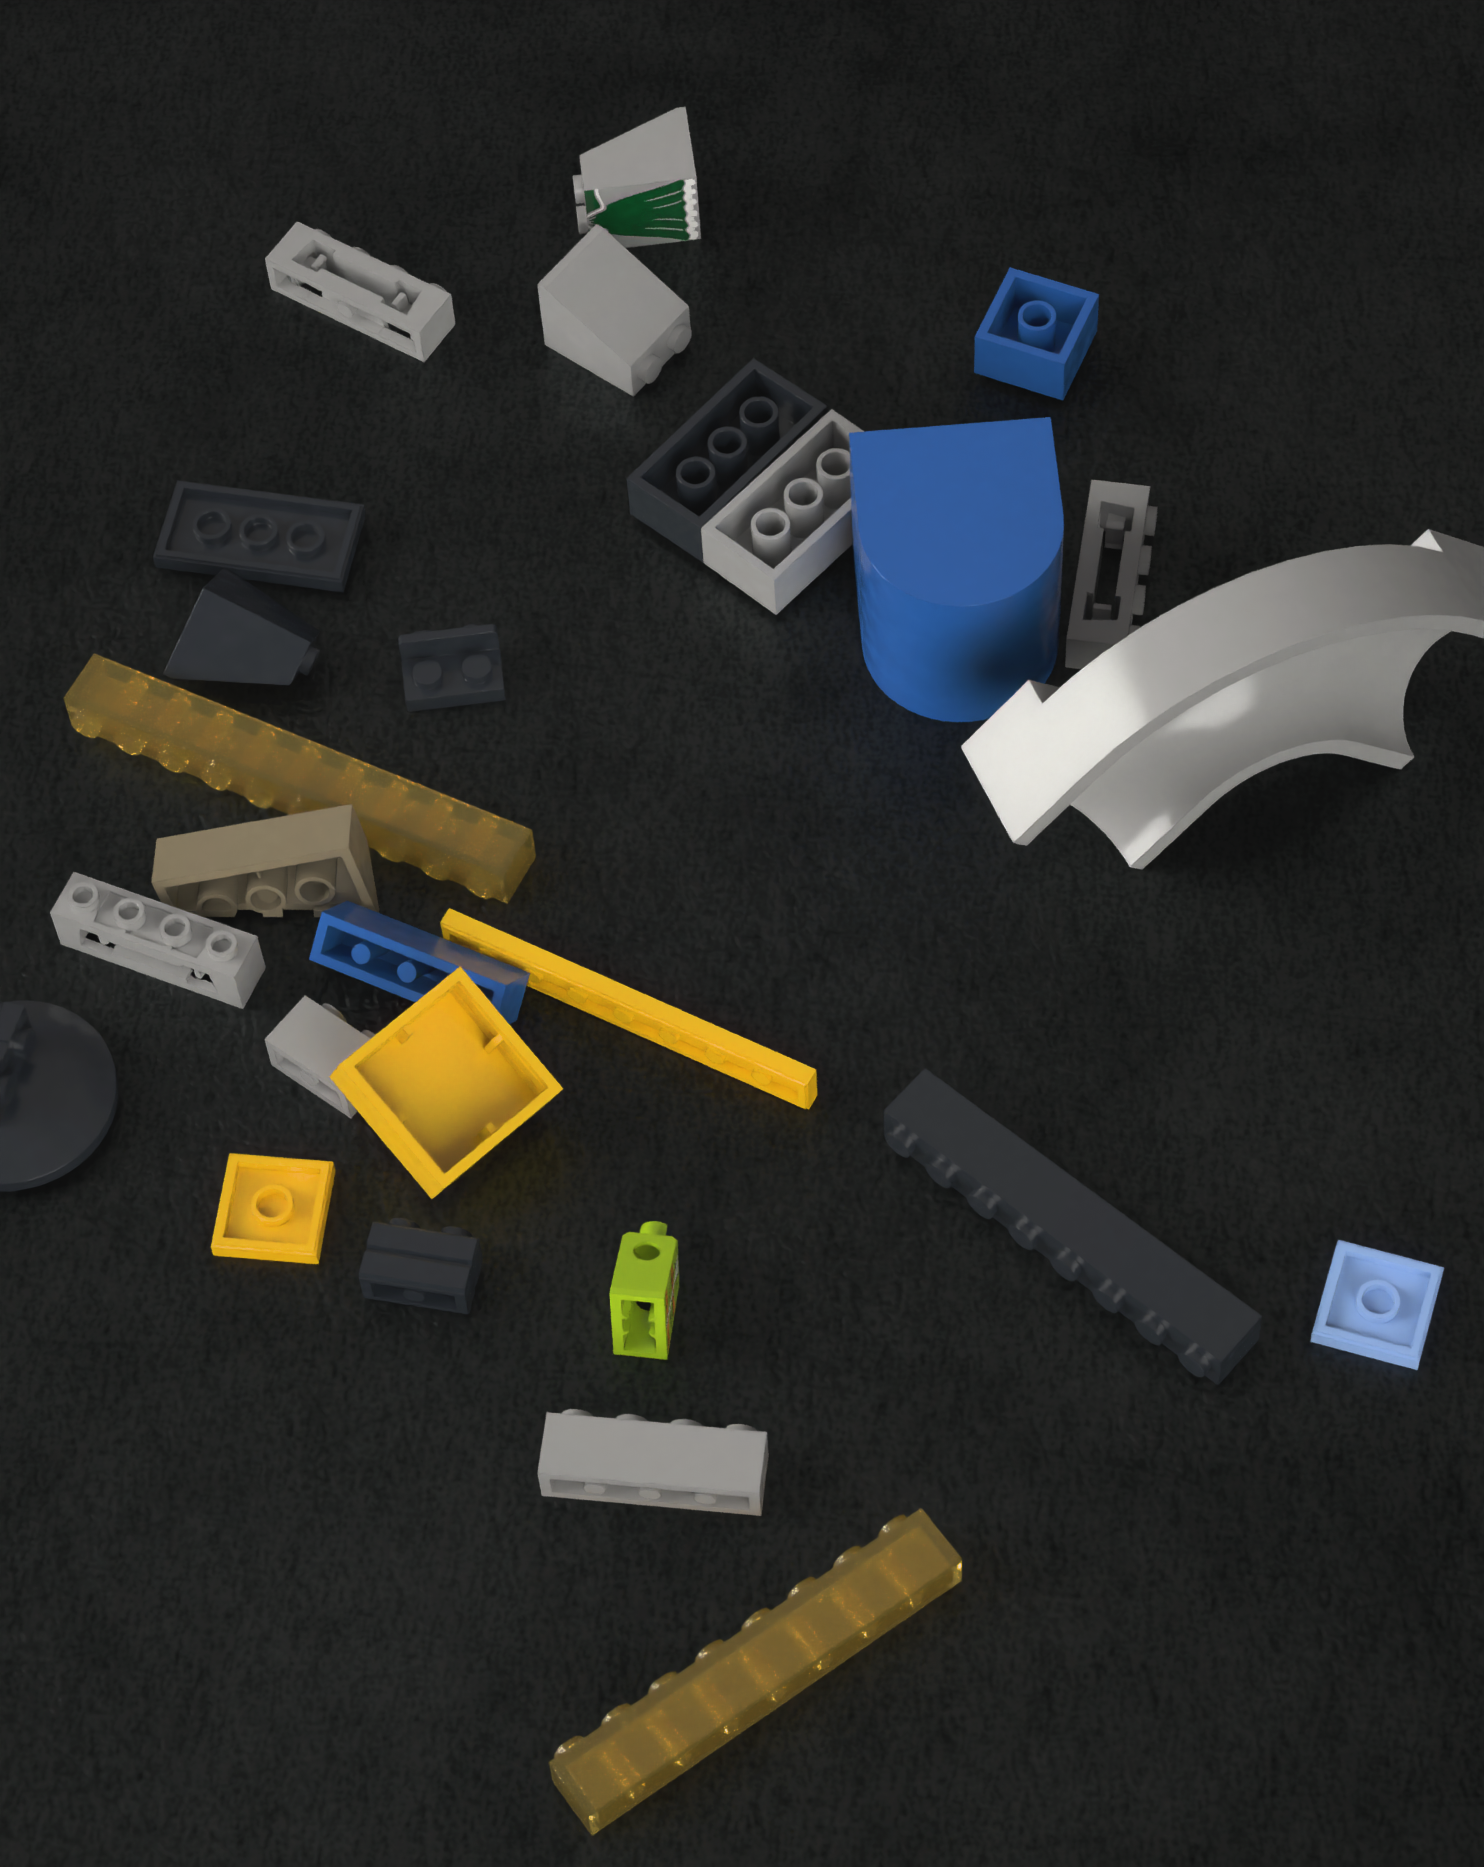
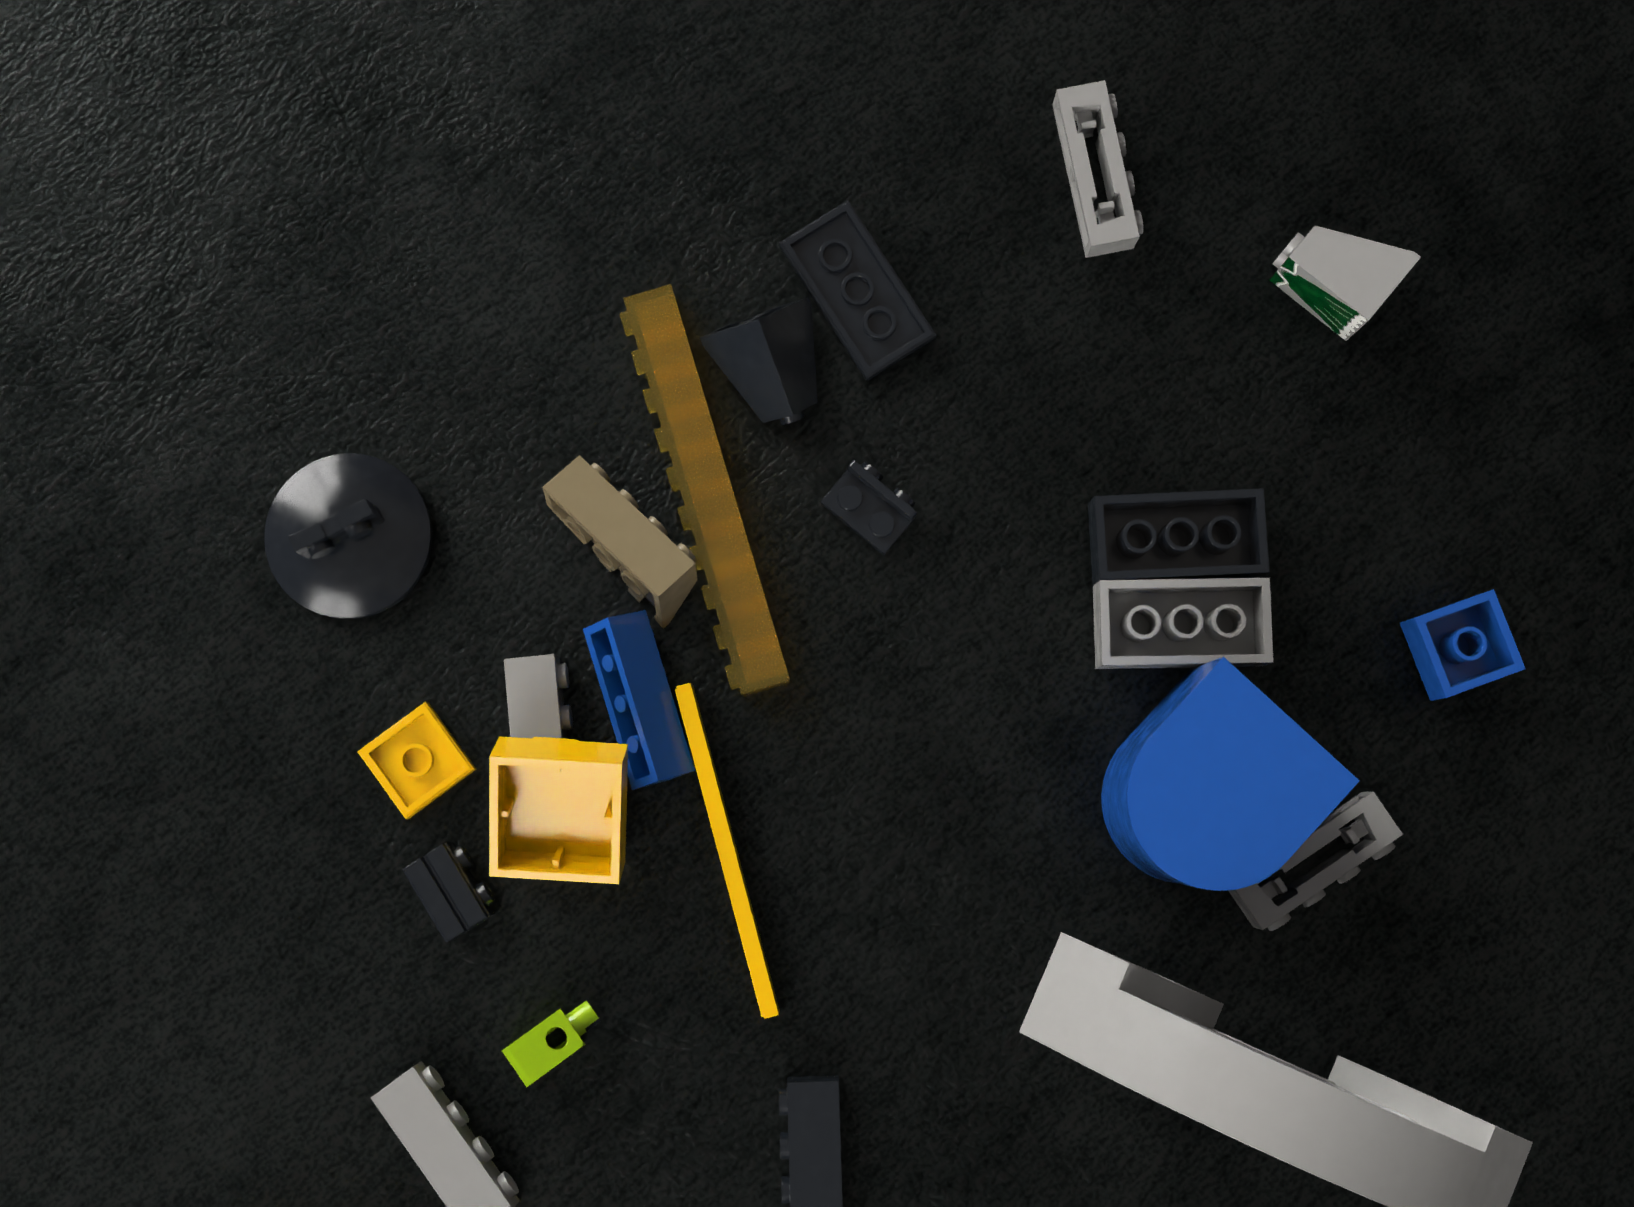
camera: 45 degrees right, 25 degrees up
(158, 940) = (519, 520): light grey brick -> none
(612, 313) = (1223, 355): light grey slope -> none

